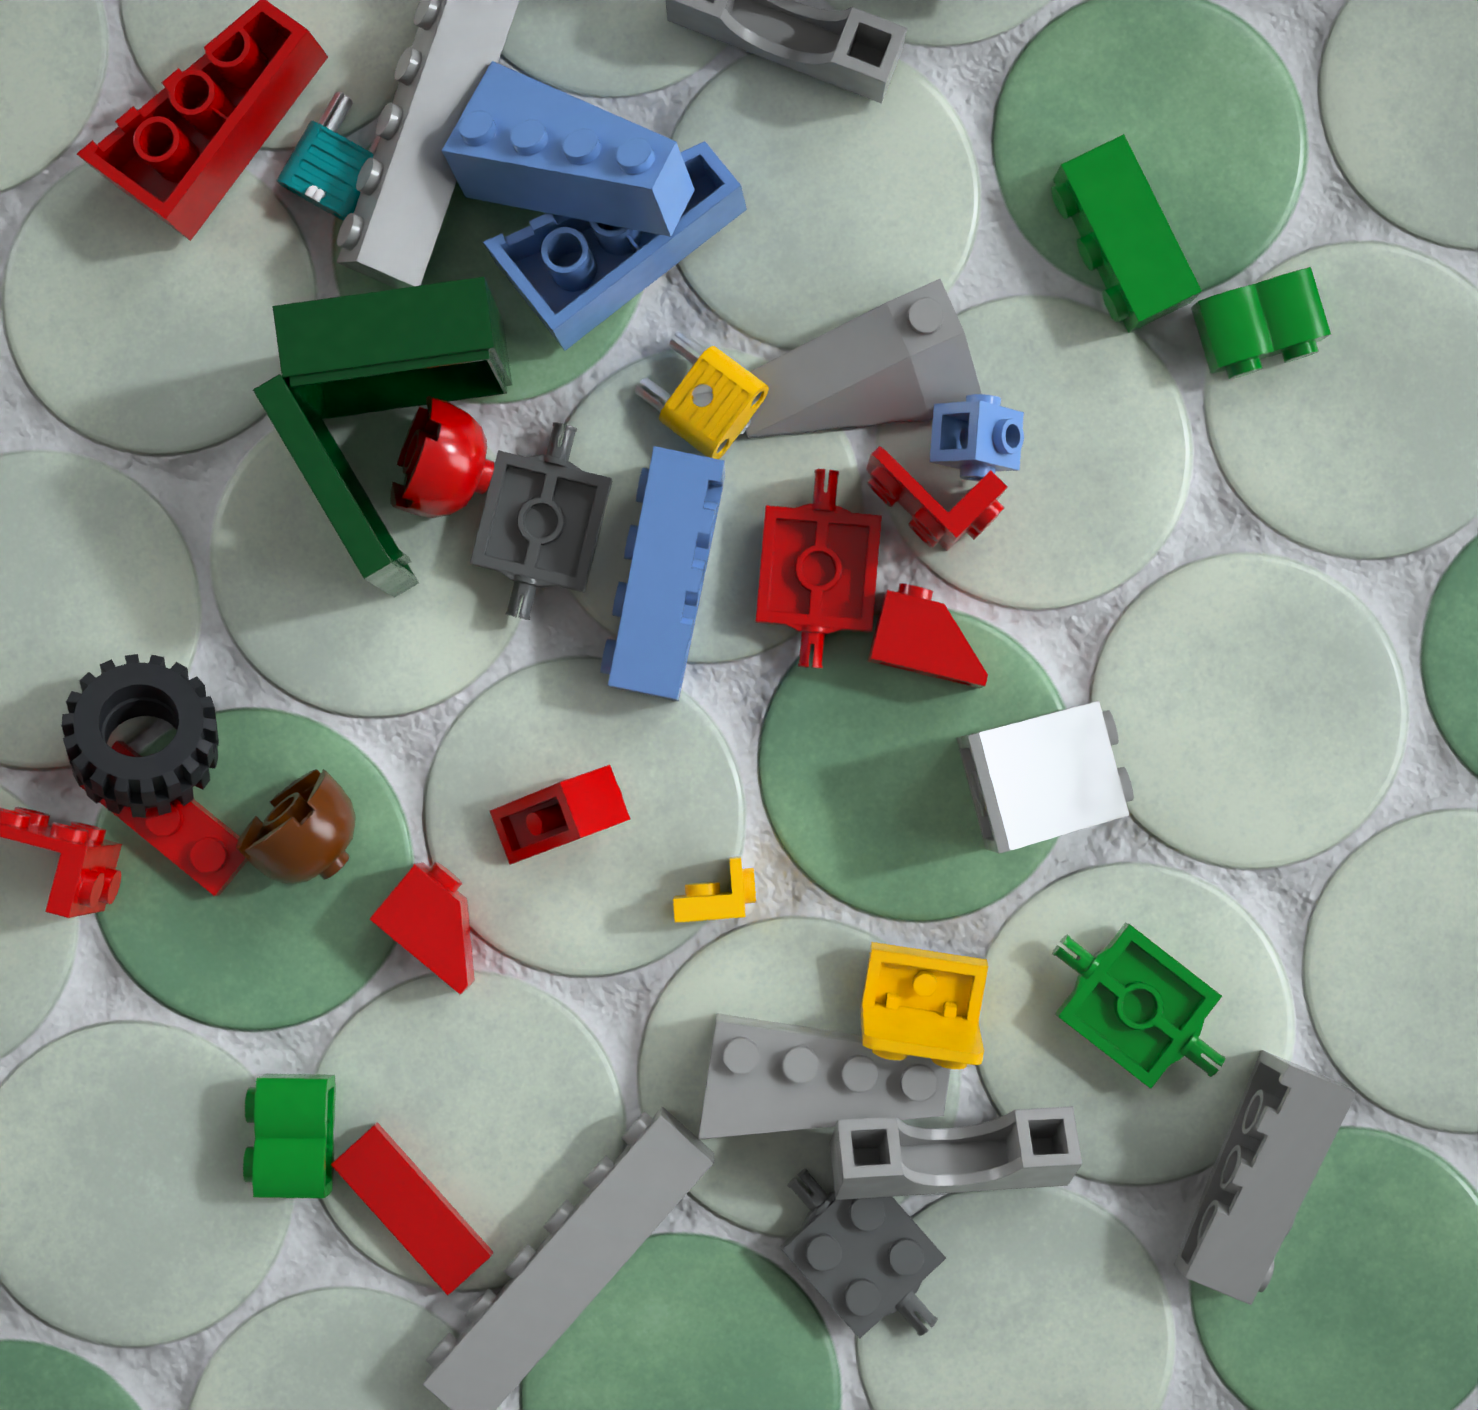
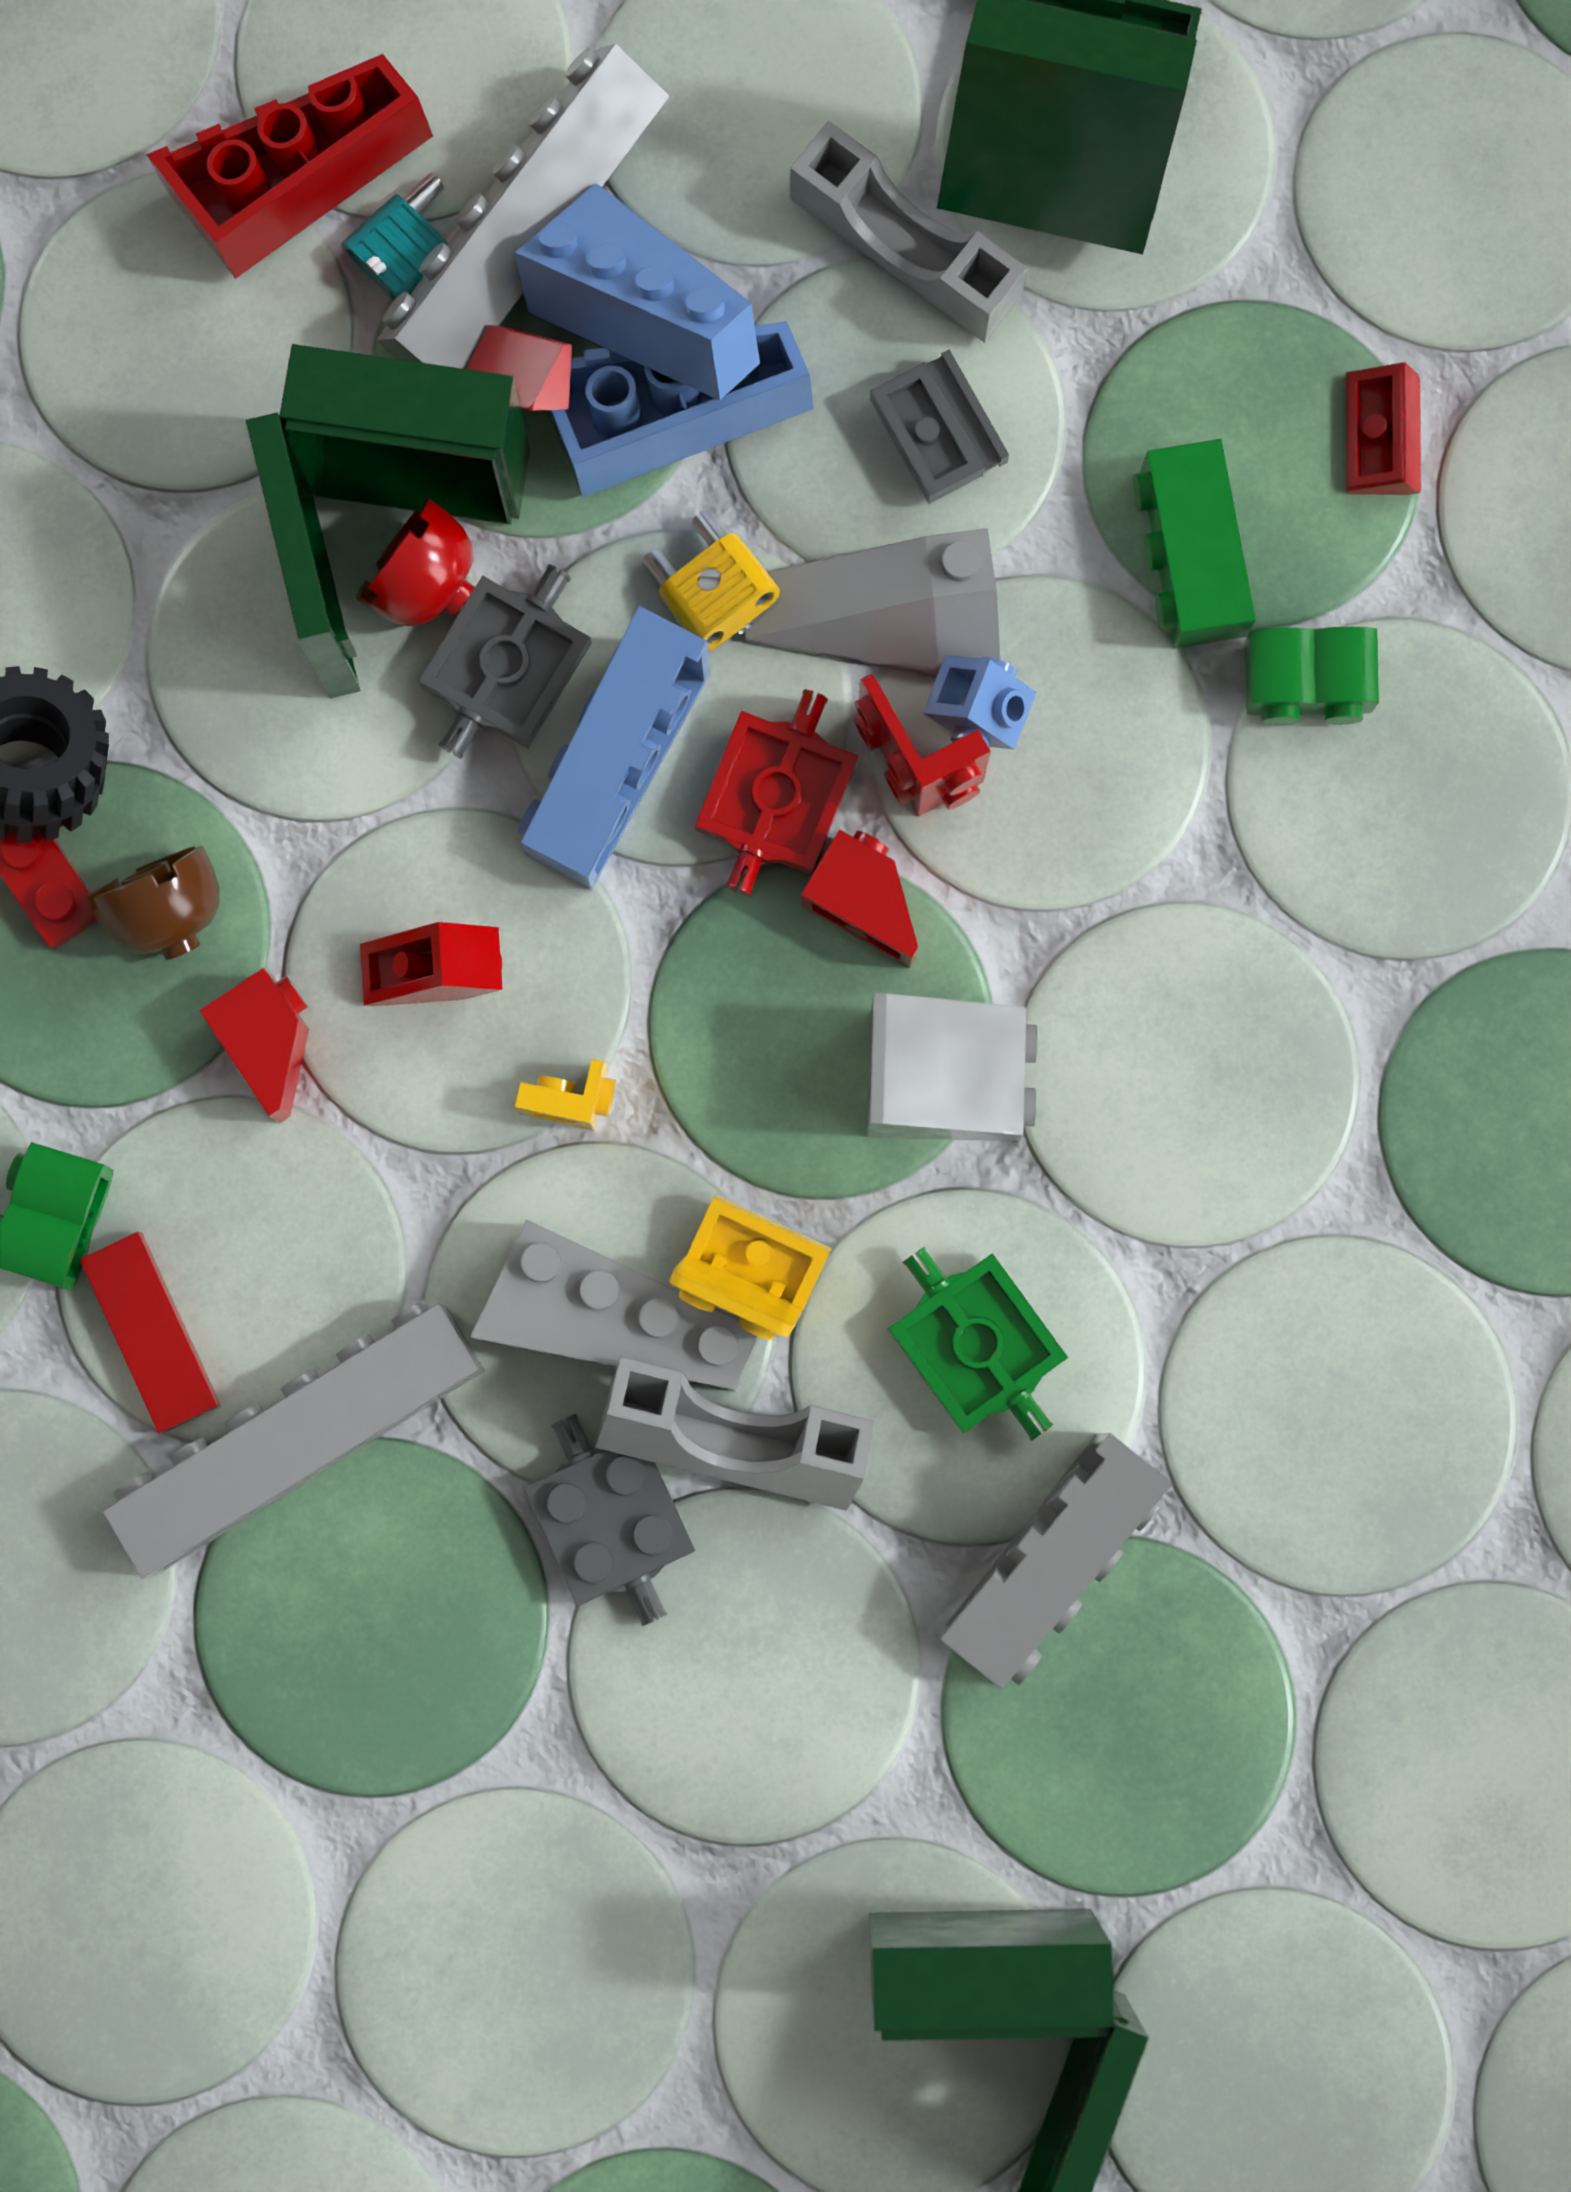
camera: 20 degrees right, 5 degrees down
(479, 250) = (536, 362): none -> slope
(864, 193) = (939, 426): none -> dark grey plate
(1259, 80) = (1383, 431): none -> red slope

